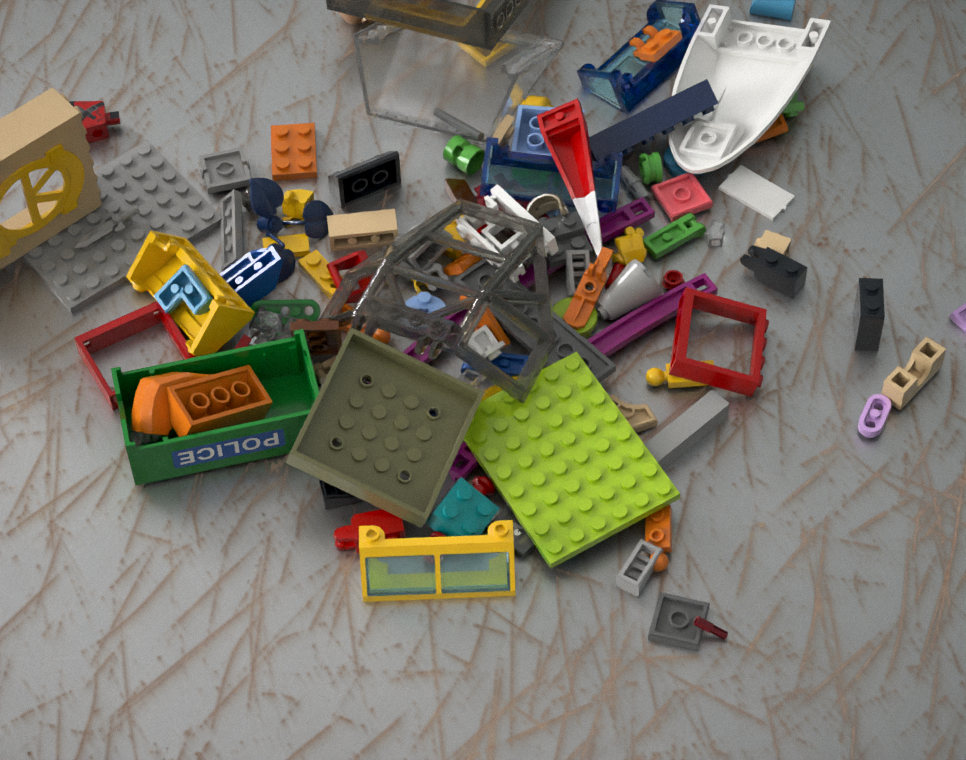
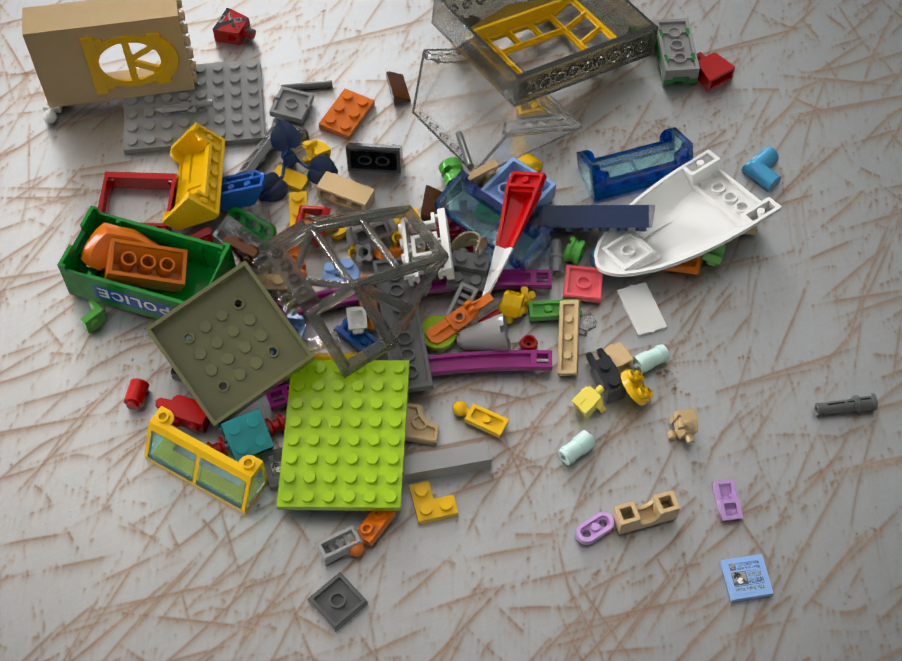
camera: 30 degrees right, 5 degrees up
(184, 287) = (189, 174): dark azure brick -> none
(189, 491) = (94, 318): none -> bright green bracket
(226, 142) = (309, 85): none -> dark grey bar
(301, 541) = (136, 393): none -> red brick
(327, 99) = (397, 87): none -> reddish brown slope
(656, 45) = (650, 162): orange plate -> none
(701, 486) = (431, 509): none -> yellow plate
(708, 373) = (499, 433): red window -> none
(710, 627) = (352, 620): dark red pin -> none
(711, 253) = (568, 338): none -> tan plate
(778, 301) = (589, 400): none -> light yellow piece
(799, 351) = (576, 447): none -> light aqua piece
(805, 232) = (649, 359): none -> light aqua piece
(806, 258) = (635, 386): none -> yellow tile
(868, 314) = (644, 448): black brick -> none
(889, 271) = (685, 425): none -> tan piece

